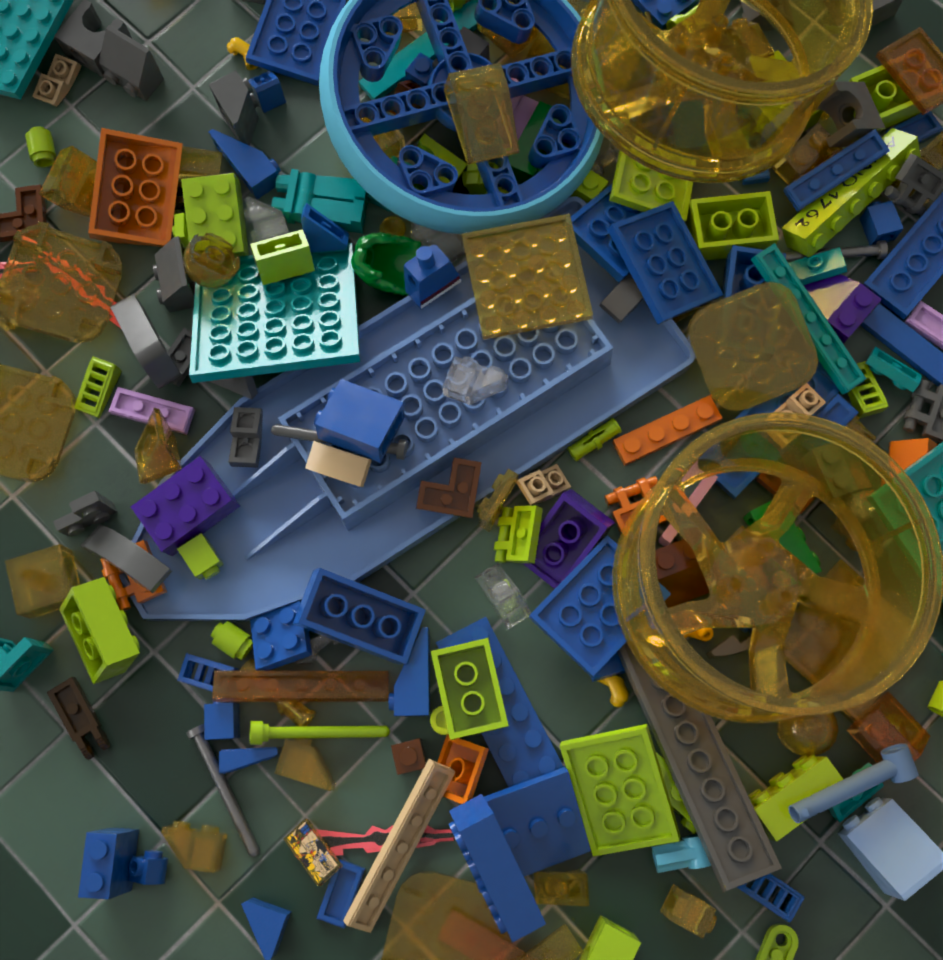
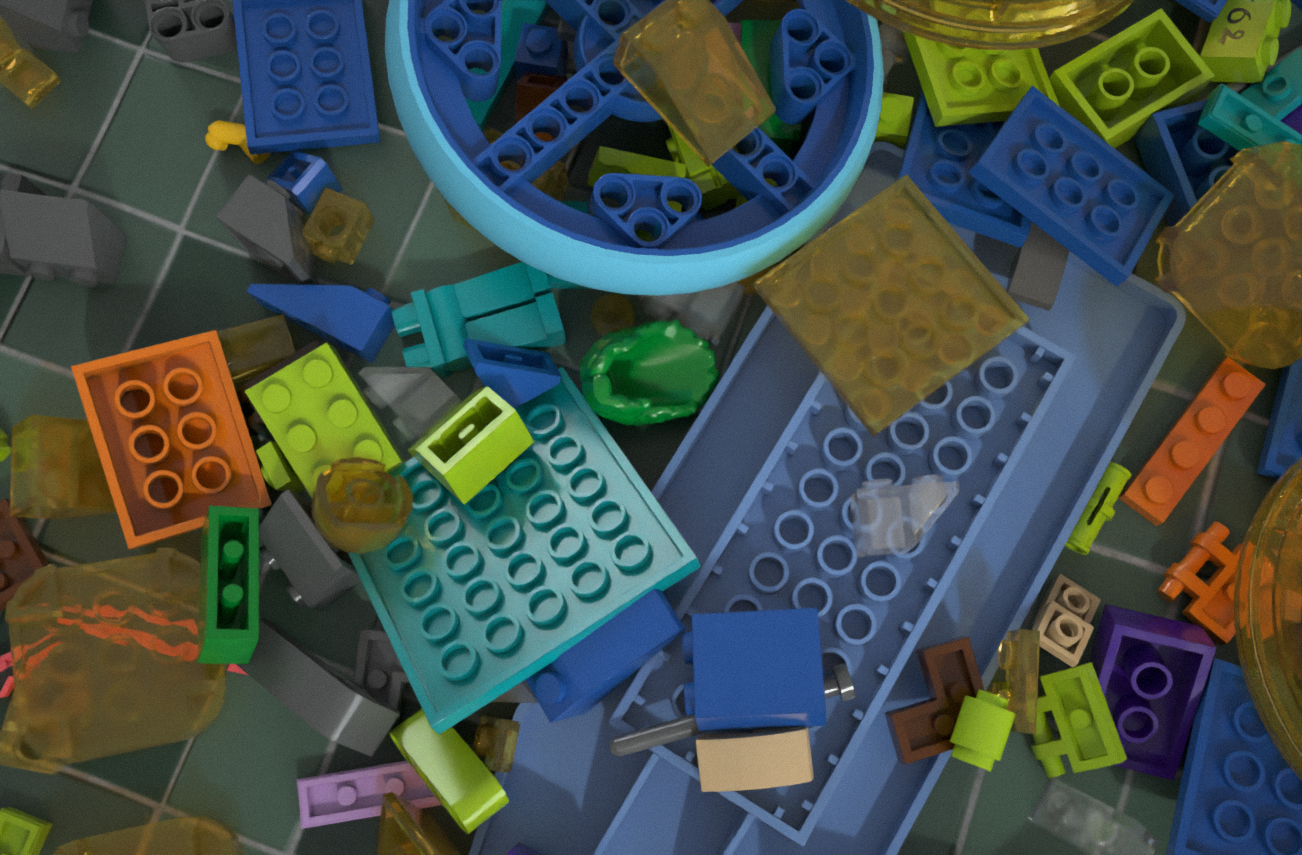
camera: 25 degrees left, 0 degrees up
(88, 384) = (244, 798): lime slope -> none
(128, 272) = (229, 586): none -> green brick
(192, 411) = (450, 771): none -> lime beam
(220, 408) = (496, 742): none -> clear yellow plate
(247, 437) = (561, 773): dark grey slope -> none
(272, 110) = (336, 210): none -> clear yellow brick
(290, 386) = (605, 658): none -> blue slope
(429, 275) = (729, 364): blue torso -> none
(461, 507) = (982, 730): none -> lime brick

